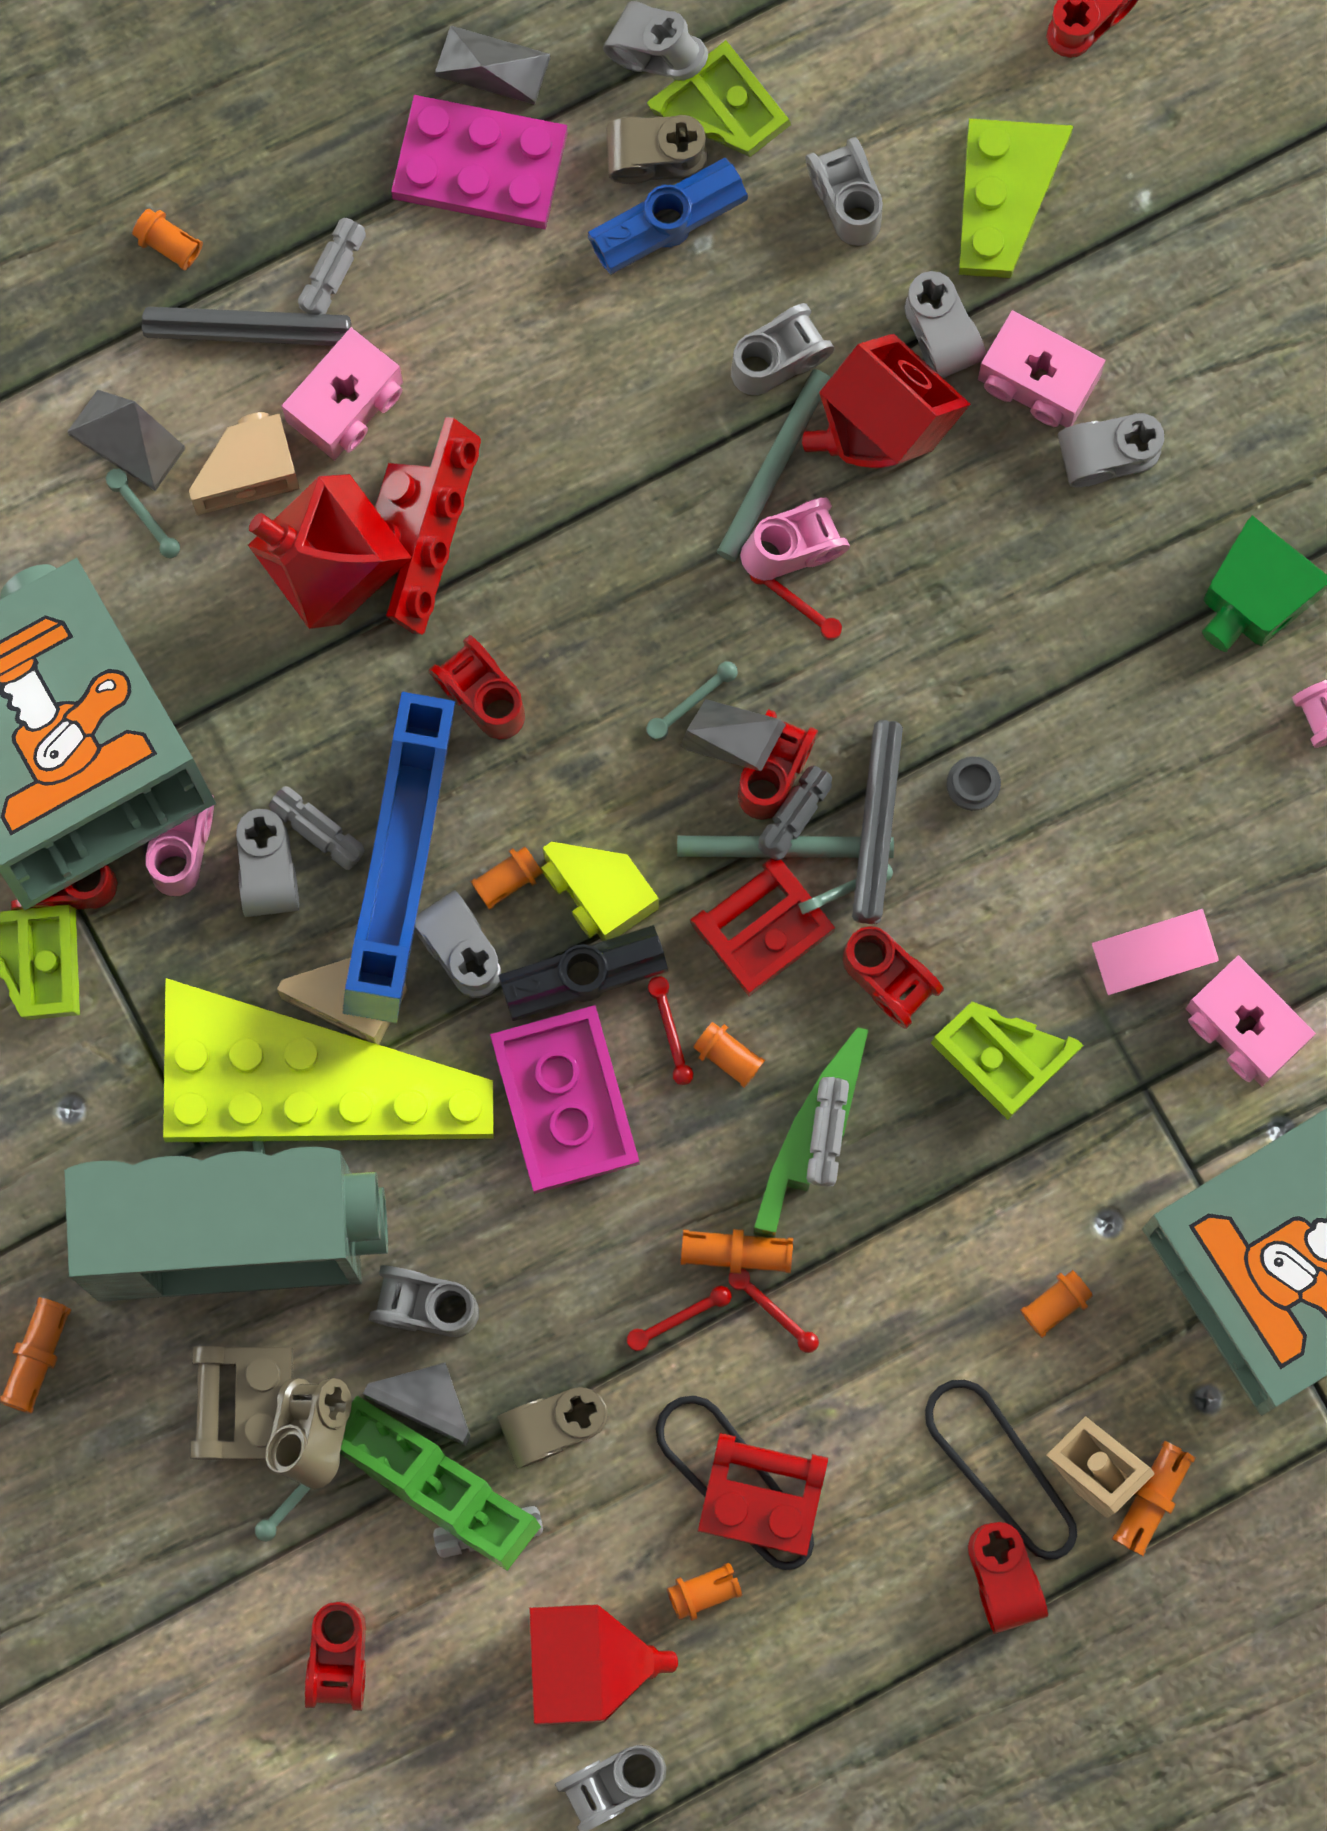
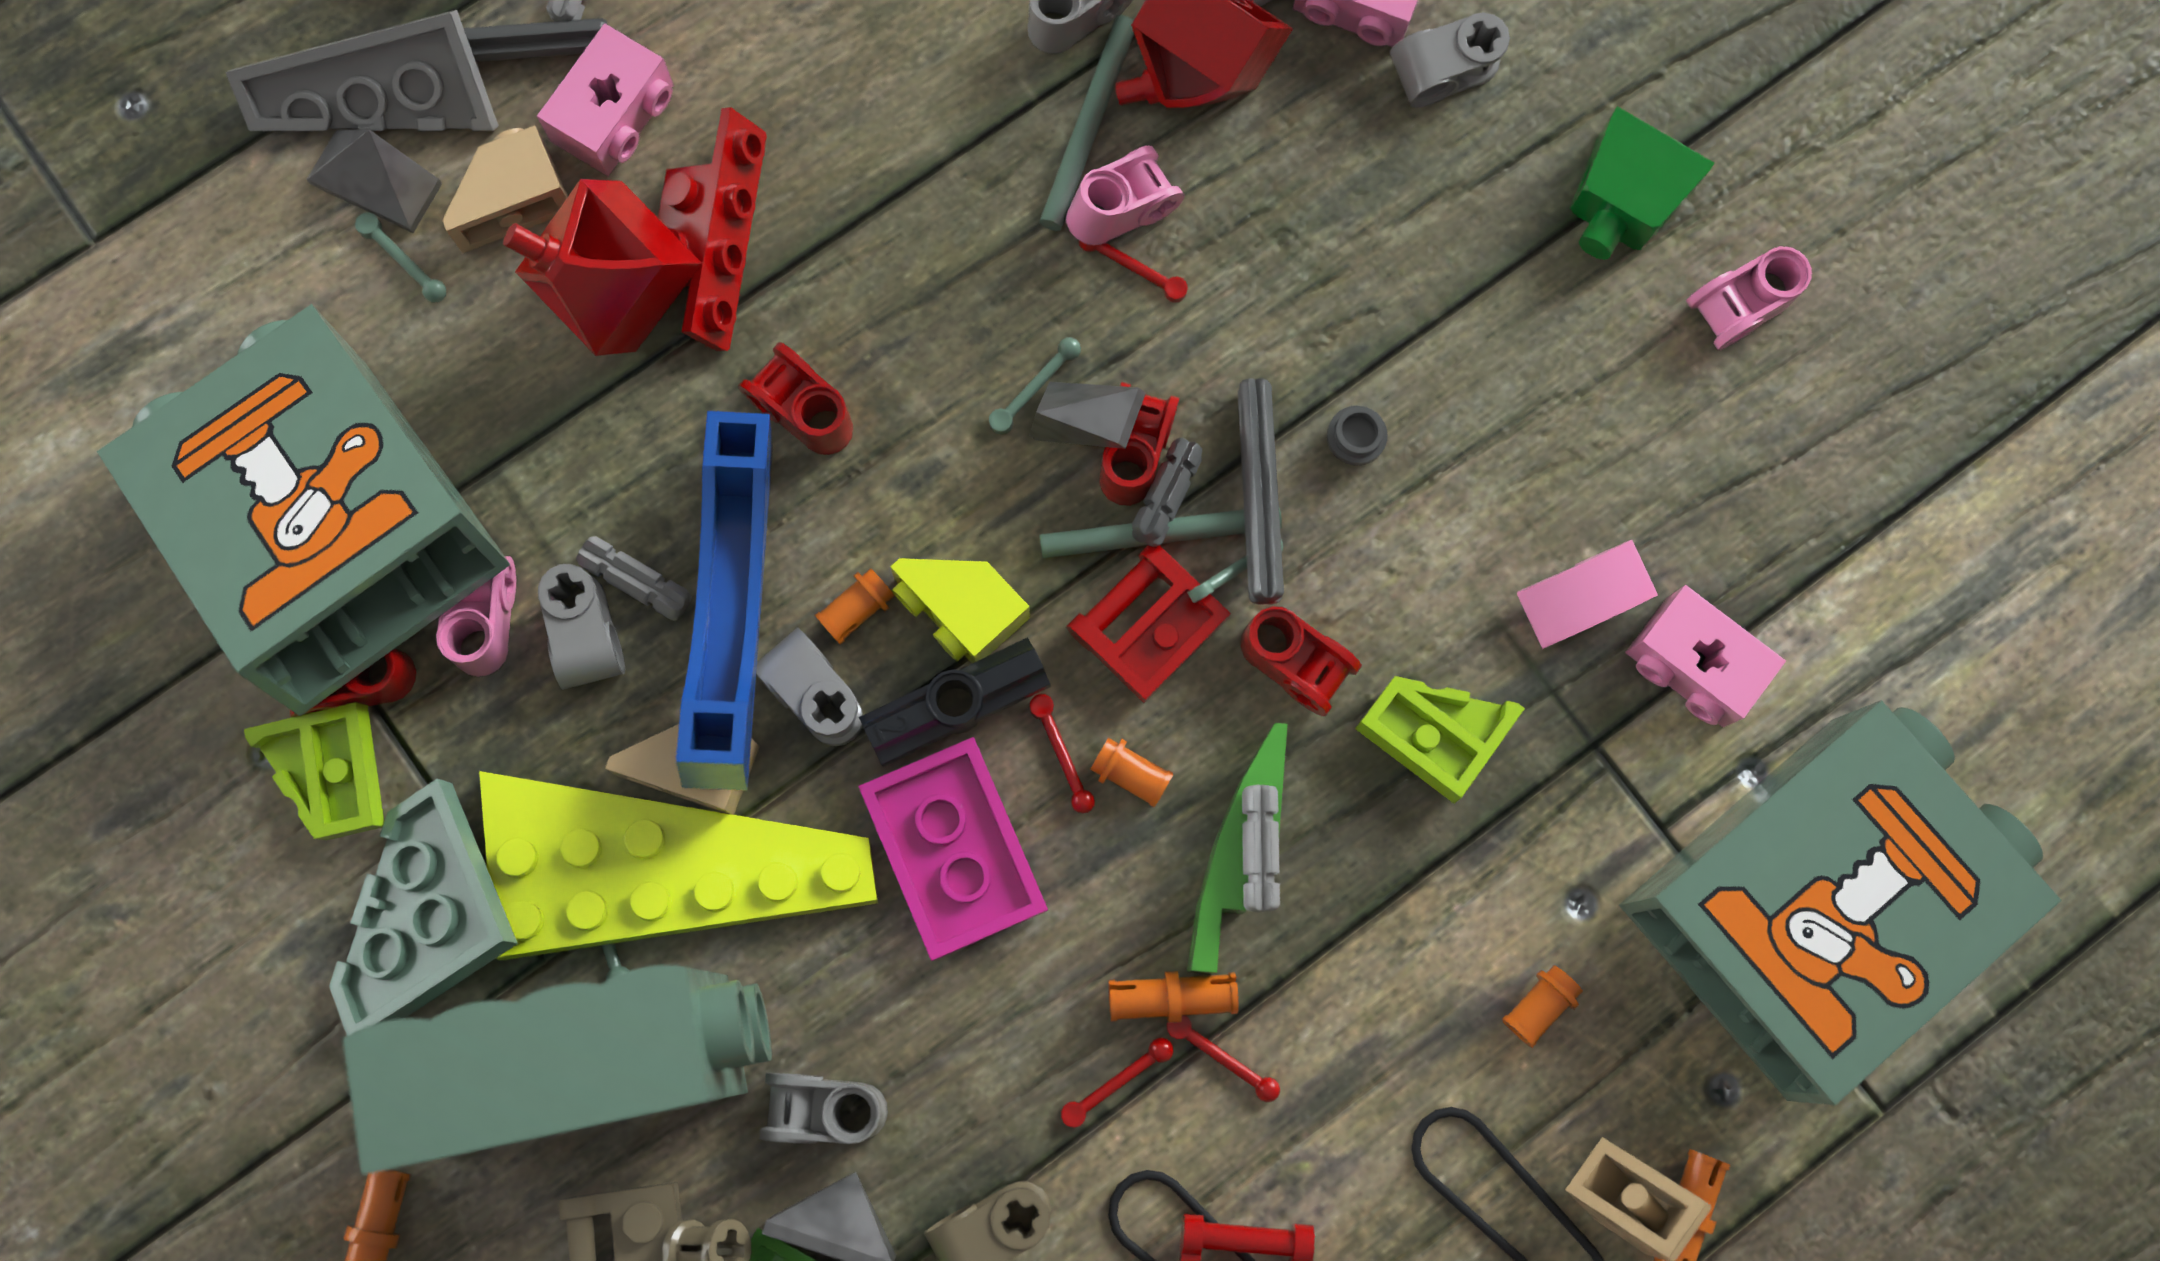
camera: 15 degrees left, 0 degrees up
(104, 1093) = (422, 916): none -> sand green plate
(146, 351) = (377, 81): none -> light grey wing

